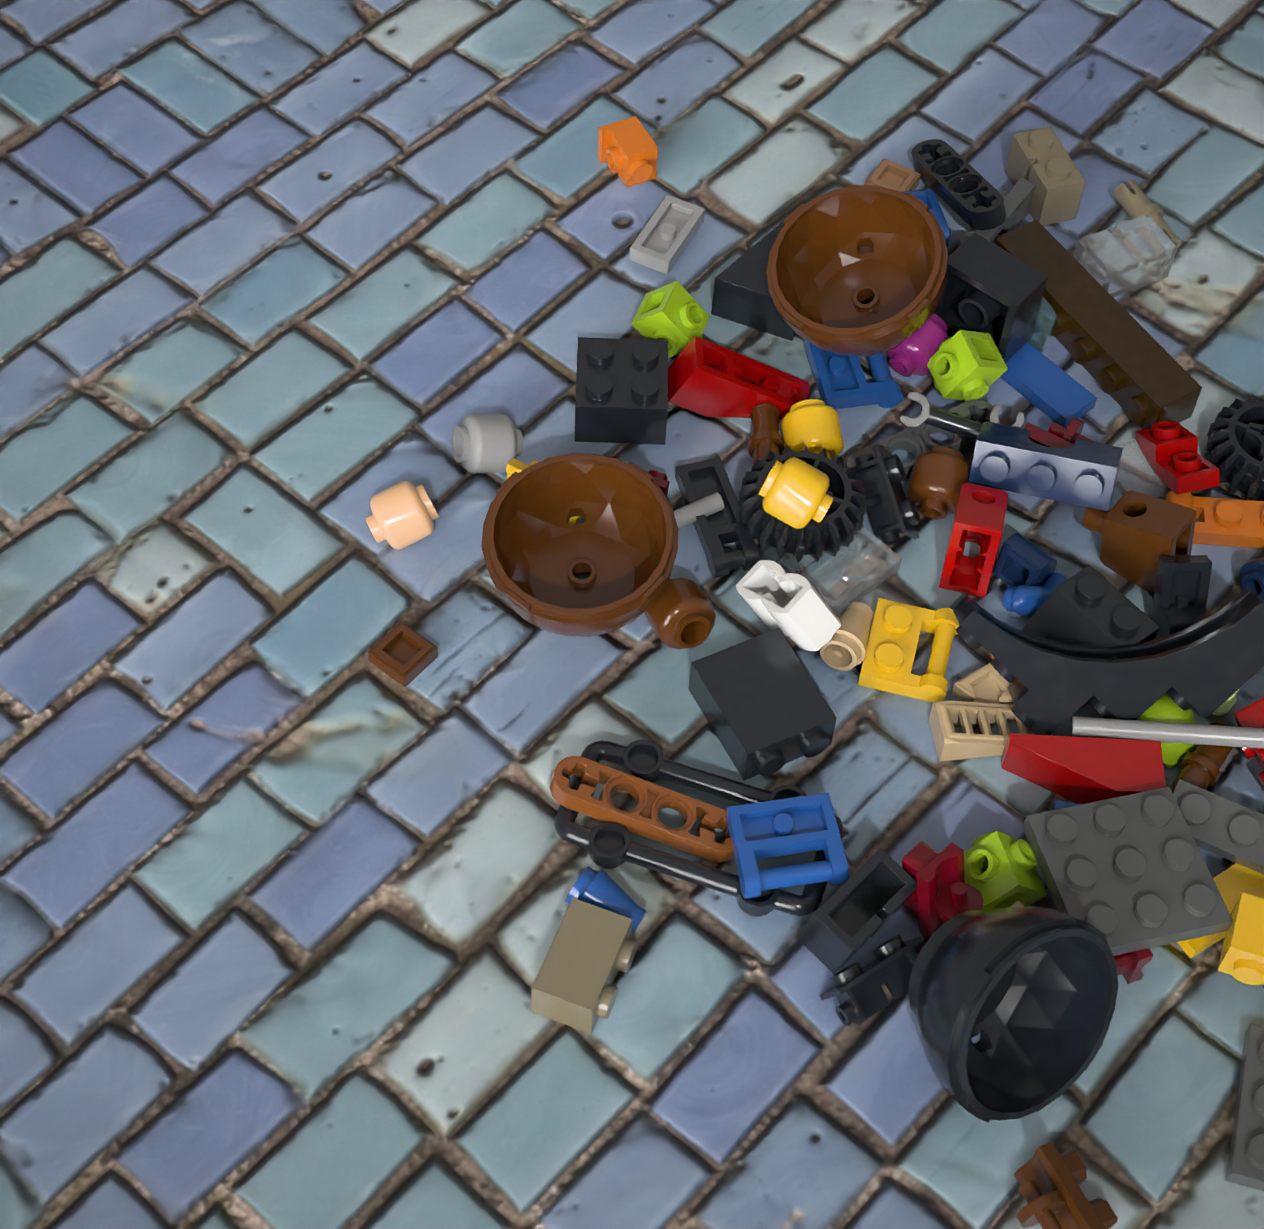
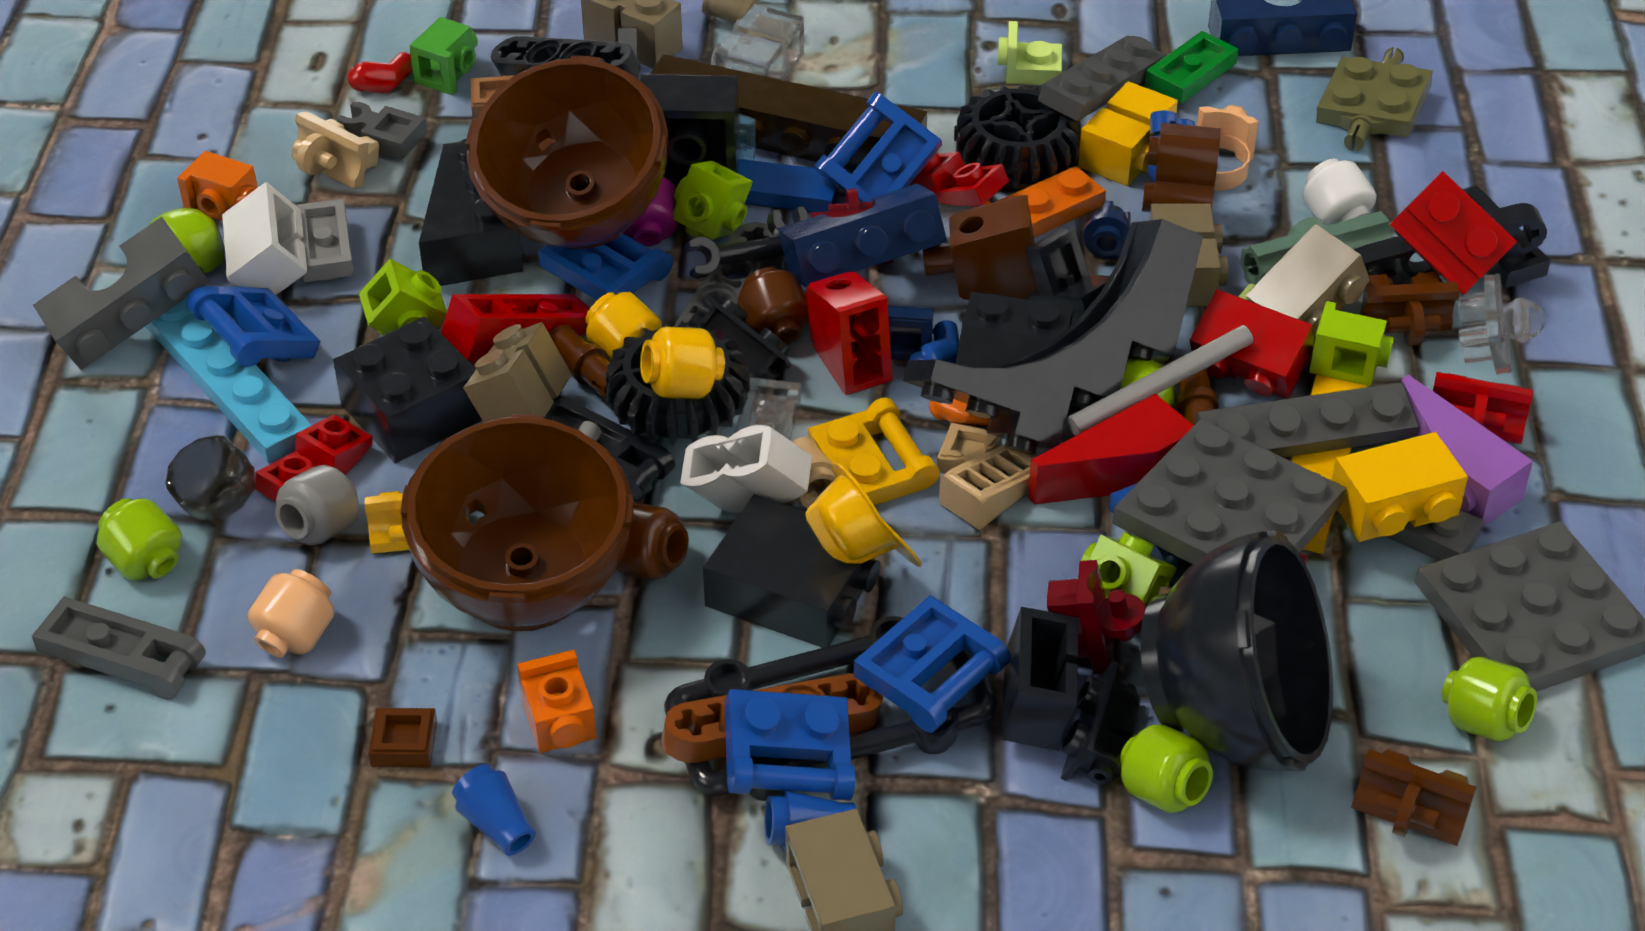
camera: 35 degrees left, 10 degrees down
(282, 467) = (119, 645): none -> dark grey plate
(354, 396) = (139, 539): none -> lime head
(410, 745) = (493, 808): none -> blue cone
(433, 379) = (210, 478): none -> clear smoke hair
(516, 697) = (556, 701): none -> orange brick
(518, 201) = (154, 281): none -> dark grey arch
(518, 289) = (238, 391): none -> medium azure plate
(529, 405) = (327, 443): none -> red slope
(571, 179) = (198, 235): none -> lime hair
(572, 277) = (269, 324): none -> blue plate
(617, 214) = (264, 241): none -> white piece
(637, 825) = (788, 729): none -> blue plate
(683, 428) = (518, 374): none -> dark tan piece
(731, 163) = (332, 150): none -> tan hips
(785, 169) = (392, 128): none -> dark grey plate
(815, 704) = (851, 525): none -> yellow piece
(824, 121) = (380, 77): none -> red arm
(879, 126) = (443, 55): none -> bright green brick
(889, 1045) = (1166, 768): none -> lime head
(1134, 414) = (891, 162): none -> blue plate
(1199, 1170) = (1489, 699): none -> lime head

